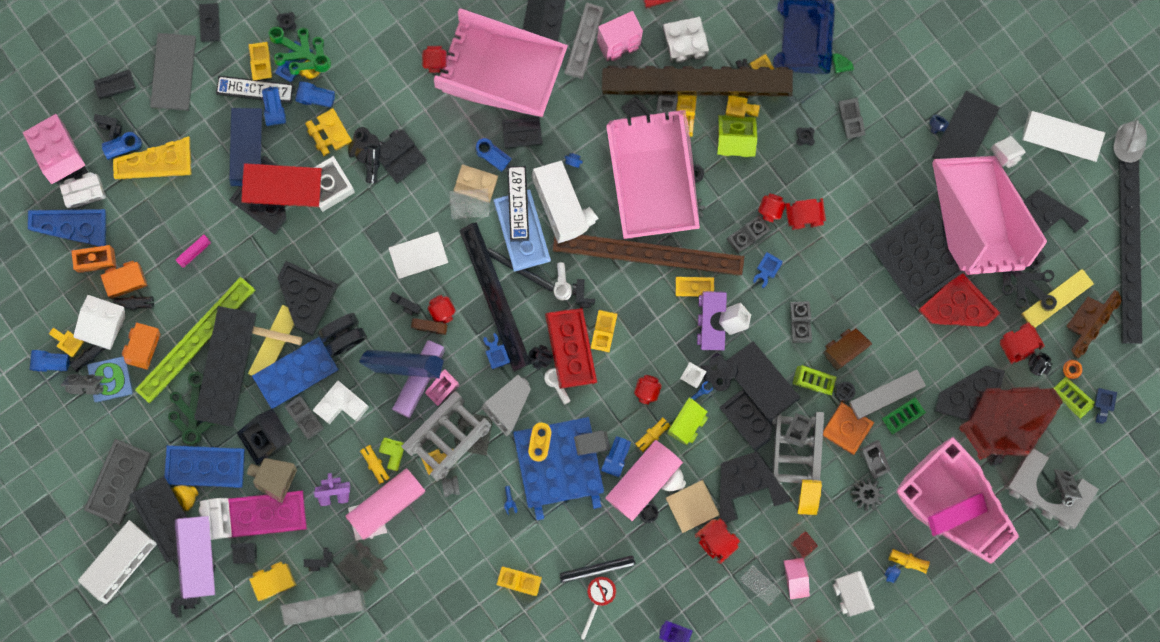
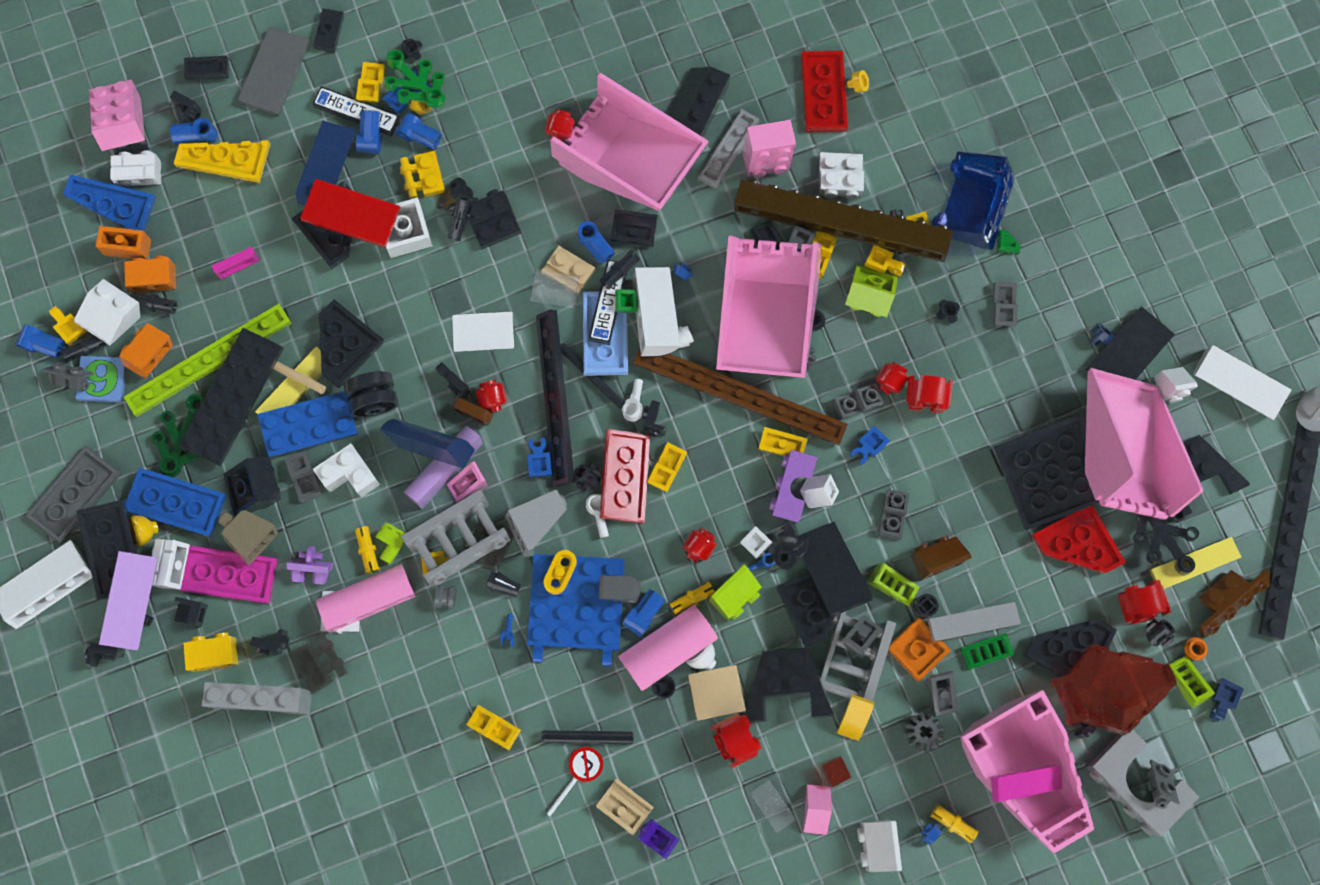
camera: 15 degrees right, 5 degrees down
(494, 464) = (501, 584): none -> black cone
(520, 174) = (619, 269): none -> black pin
(533, 199) = (626, 300): none -> green slope
(642, 616) = (624, 806): none -> tan plate

